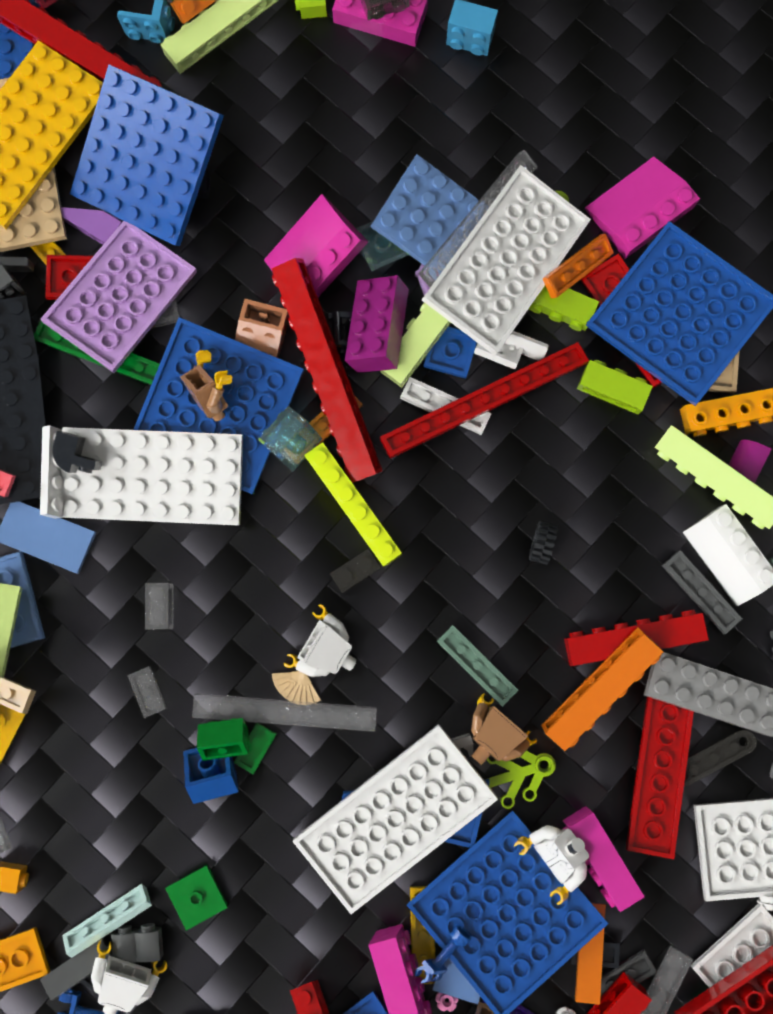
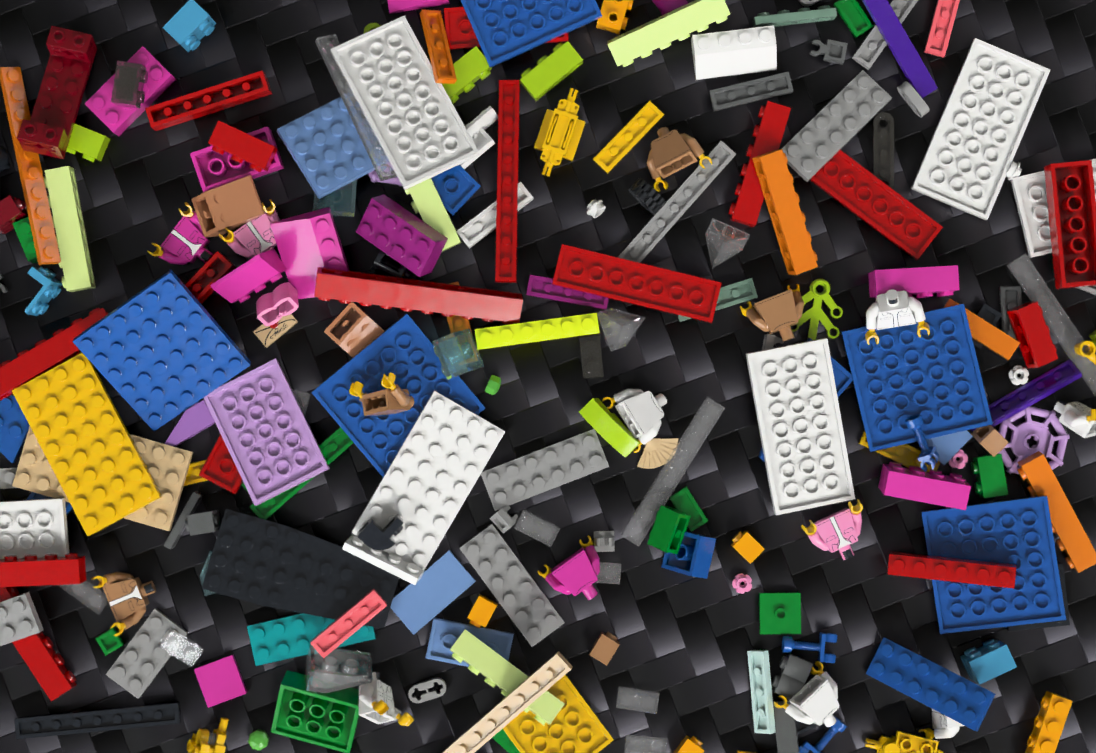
camera: 60 degrees left, 5 degrees up
(37, 797) = (637, 700): none -> clear plate
(49, 594) = (481, 611): none -> light orange brick
(73, 736) = (604, 647): none -> medium nougat brick
(91, 612) = (512, 585): none -> light grey plate
(132, 668) = (576, 572): none -> dark pink torso
(150, 568) = (503, 520): none -> light grey tile
(169, 924) = (788, 645): none -> blue bar
(180, 679) = (604, 541): none -> light grey tile
(201, 842) = (747, 583): none -> bright pink plate
(222, 584) = (544, 469): none -> light grey plate
(228, 255) = (271, 333): none -> tan tile
(240, 167) = (212, 271): none -> red brick
(246, 827) = (746, 546): none -> light orange brick
(249, 243) = (276, 304): none -> bright pink brick
(261, 202) = (250, 277): none -> dark pink slope
(266, 130) = (184, 242): none -> dark pink torso
(278, 490) = (493, 385): none -> bright green tile
(295, 625) = (609, 426): none -> lime slope
(302, 189) = (255, 235): none -> bright pink torso
(309, 912) = (837, 530): none -> bright pink torso
(317, 148) = (227, 207): none -> nougat slope
(367, 136) = (218, 169): none -> dark pink brick
(381, 129) = (242, 147): none -> red brick
(400, 583) = (619, 327): none -> clear slope
(408, 515) = (543, 288): none -> magenta plate
(410, 82) = (208, 101): none -> red brick
(451, 578) = (636, 283): none -> red plate
(504, 499) = (595, 208): none -> white plate
(539, 643) = (724, 241): none -> clear slope
(546, 577) = (678, 204): none -> light grey plate
(559, 426) = (560, 133): none -> yellow piece
(591, 495) = (628, 137): none -> yellow tile
(598, 545) = (672, 153): none -> medium nougat torso

